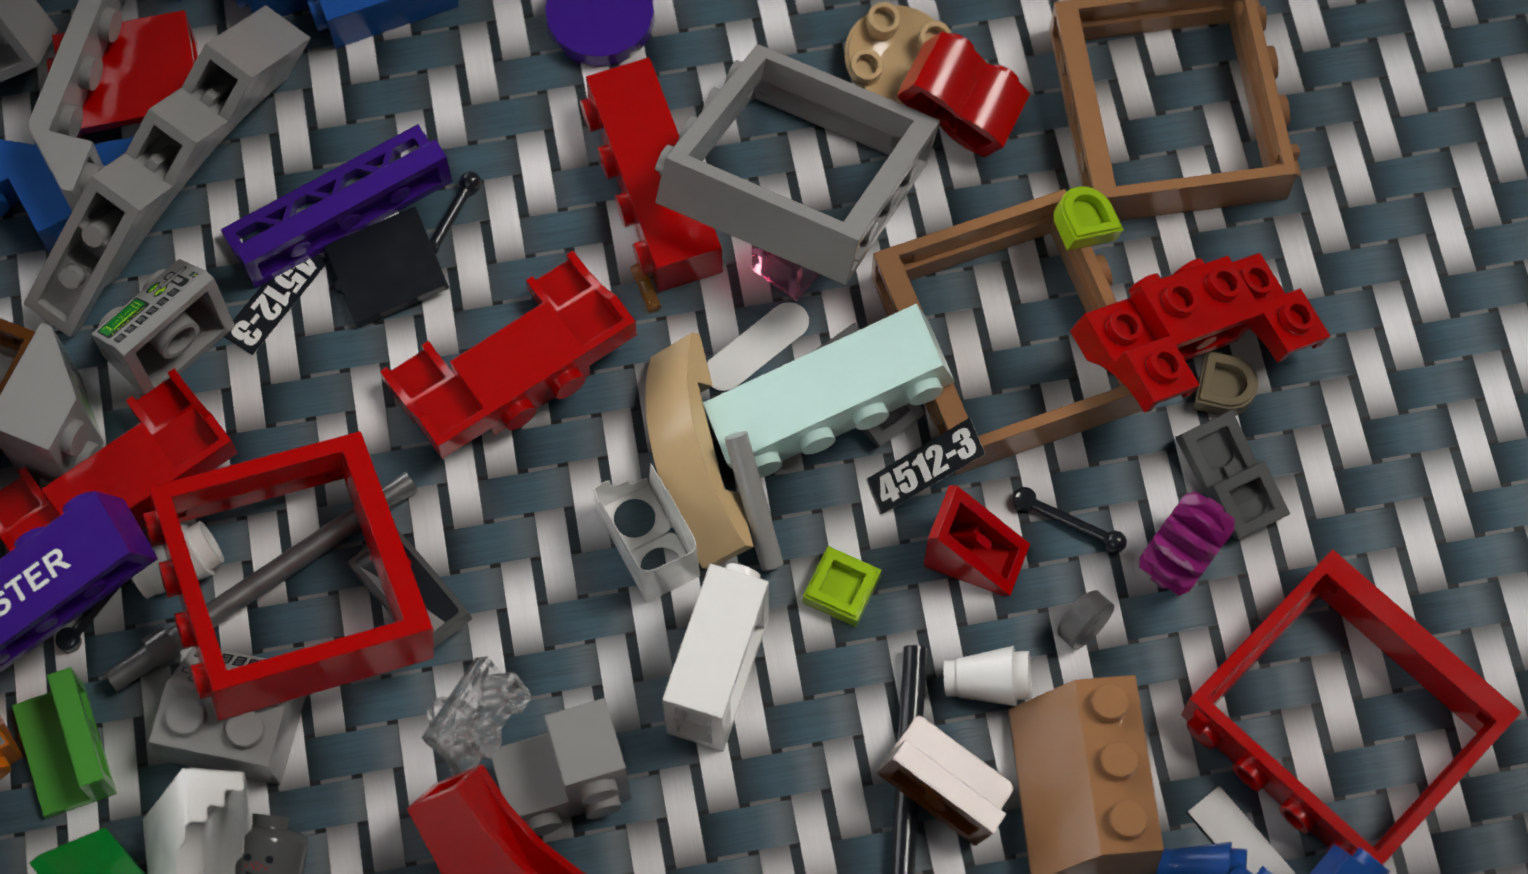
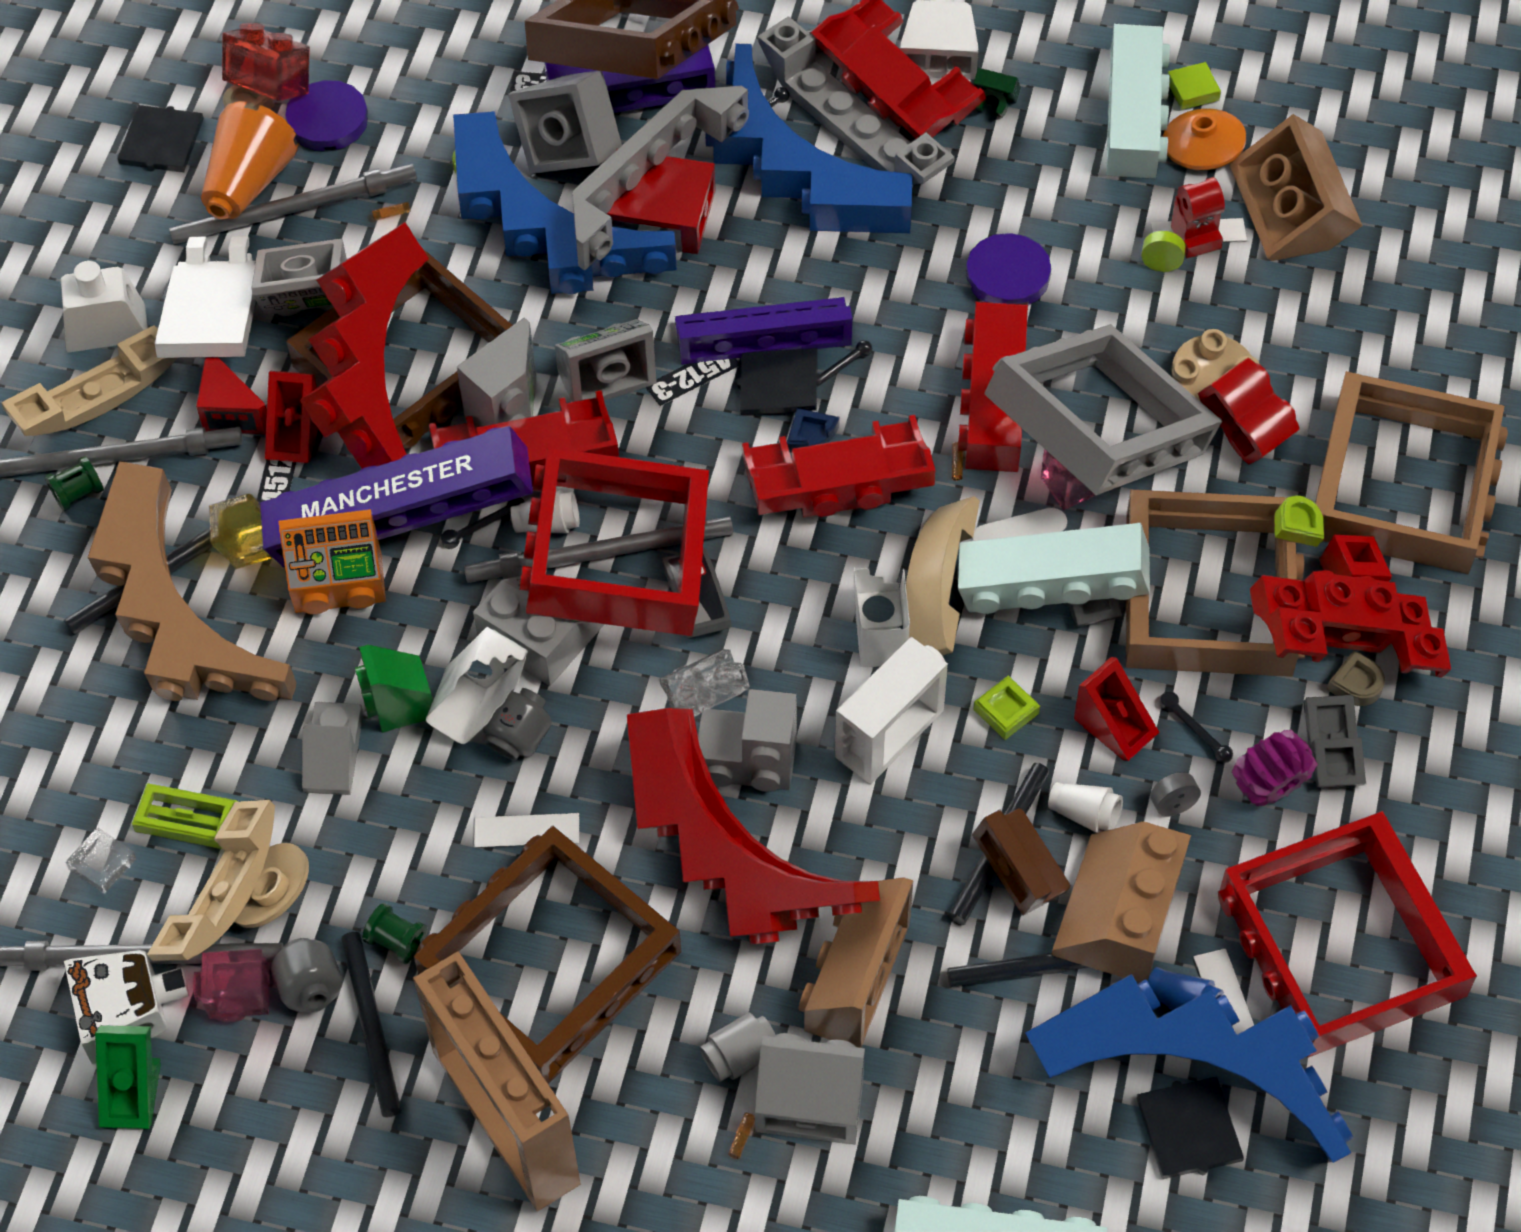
camera: 25 degrees right, 10 degrees down
(64, 746) = (416, 602): bright green panel -> none
(168, 148) = (669, 236): light grey arch -> none
(454, 317) = (811, 429): none -> dark blue tile
(754, 500) = (966, 621): light grey piece -> none
(926, 465) = (1104, 646): black sticker -> none
(1164, 240) = (1355, 557): none -> red brick

